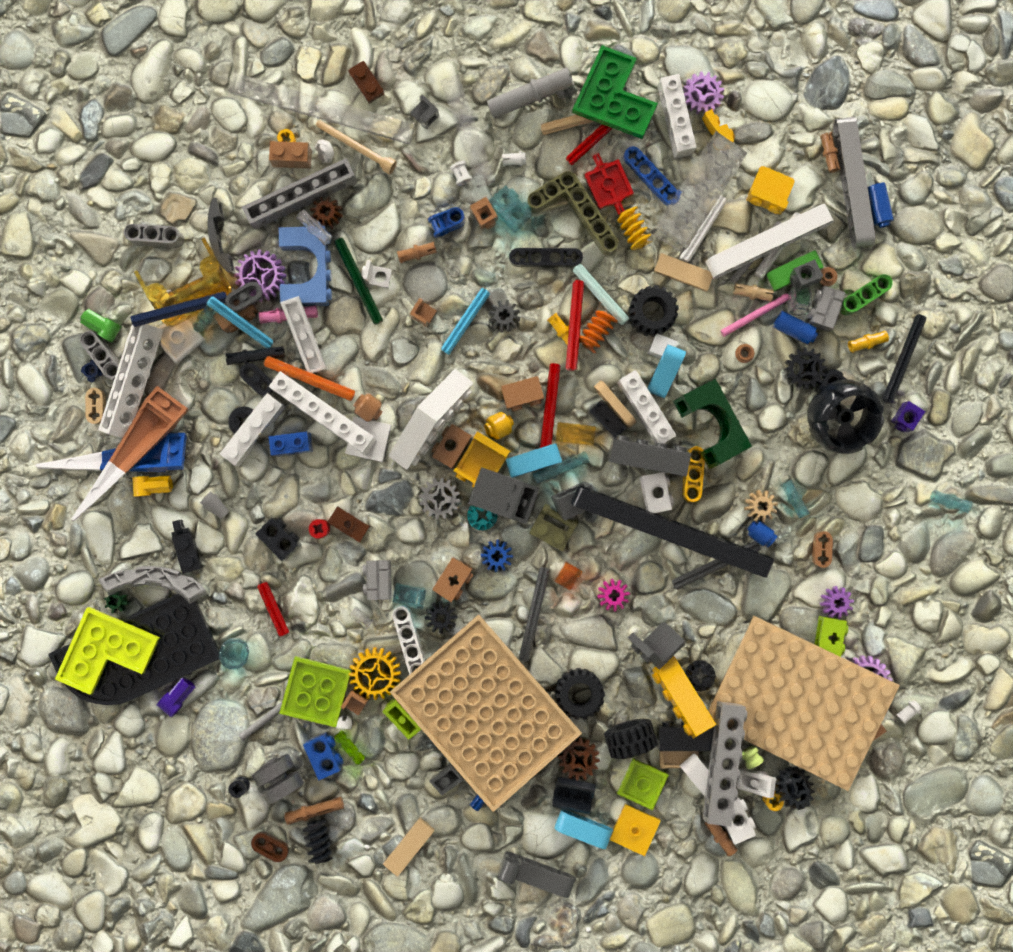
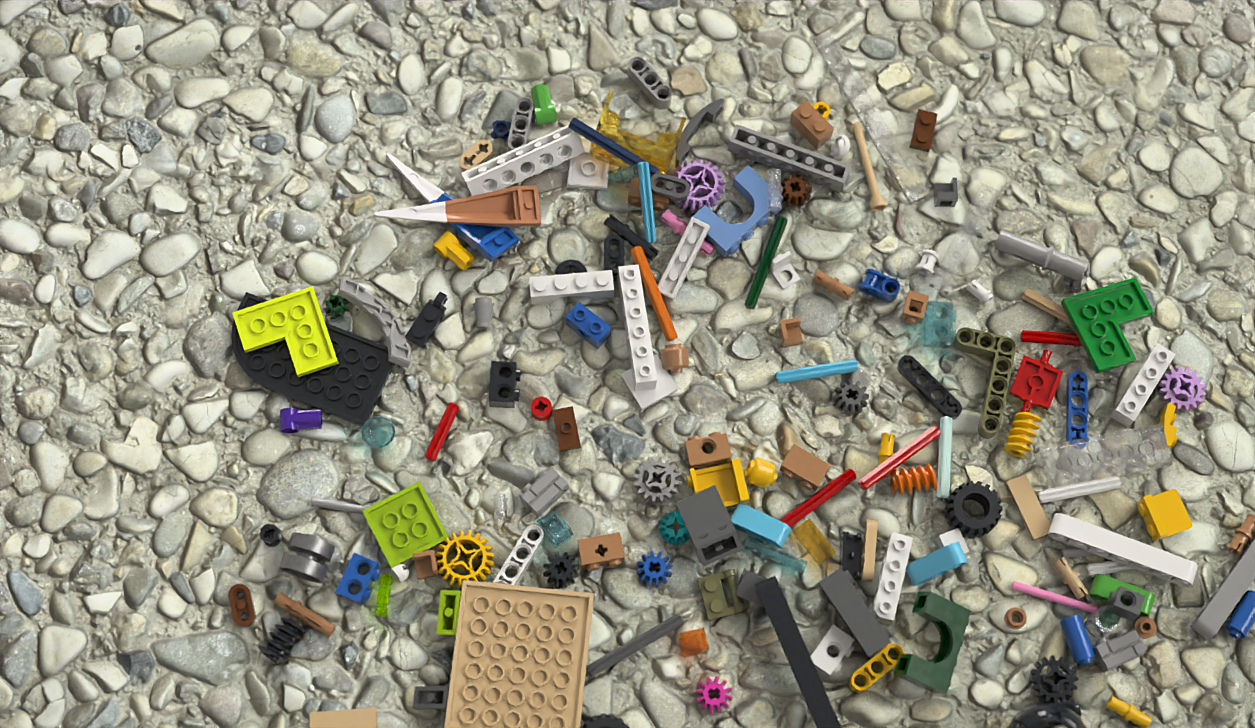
camera: 45 degrees right, 15 degrees down
(430, 418) = (713, 406): white piece -> none
(873, 291) = (1172, 669): bright green beam -> none

